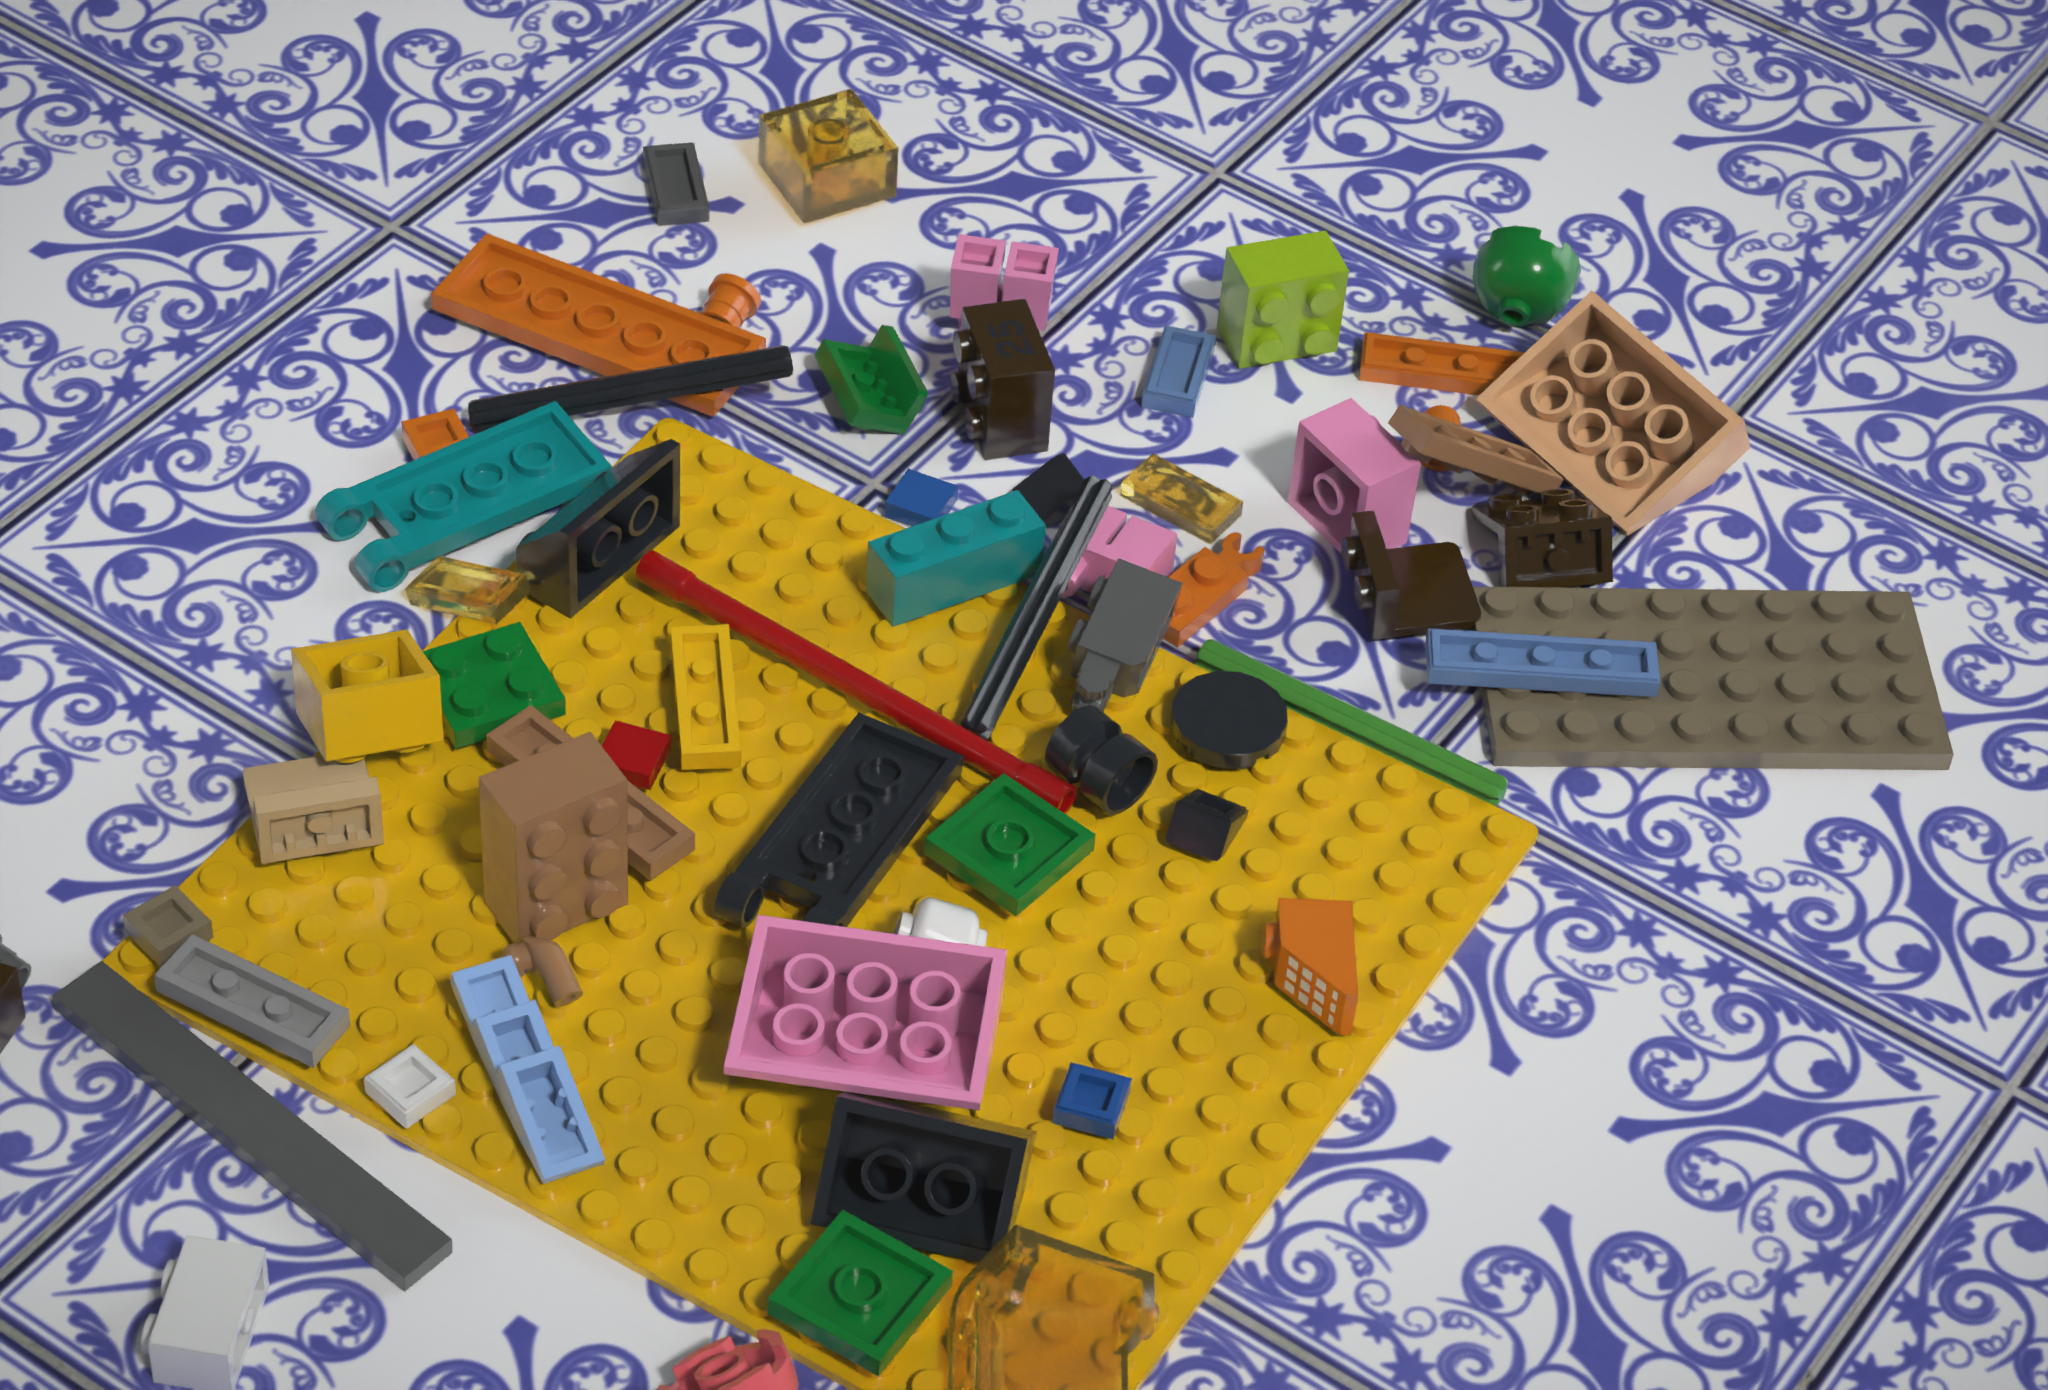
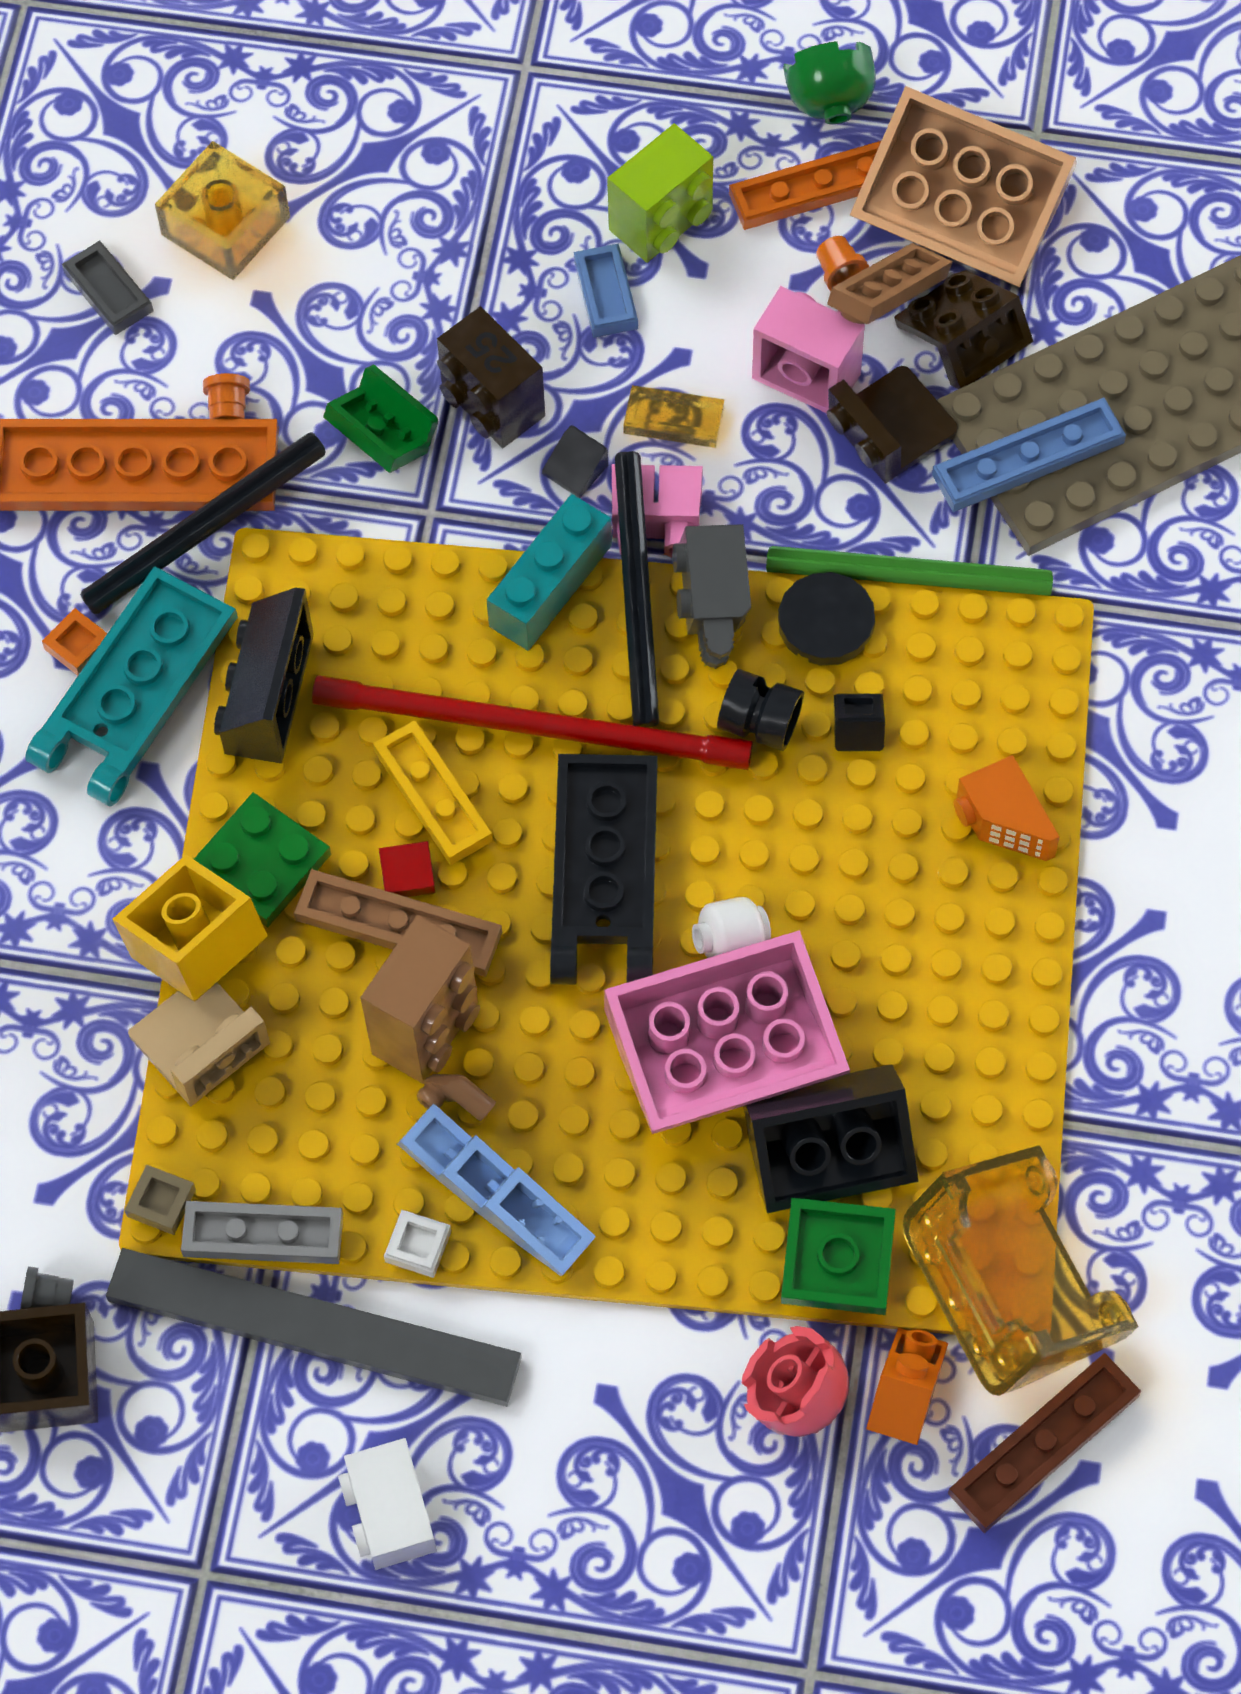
camera: 20 degrees left, 20 degrees up
(468, 589) = (189, 776): clear yellow tile -> none
(920, 498) = (479, 516): blue tile -> none
(978, 275) = (429, 297): bright pink hips -> none
(1009, 844) = (731, 816): green plate -> none
(1092, 1100) = (907, 1009): blue tile -> none
(1210, 585) = (736, 487): orange plate -> none

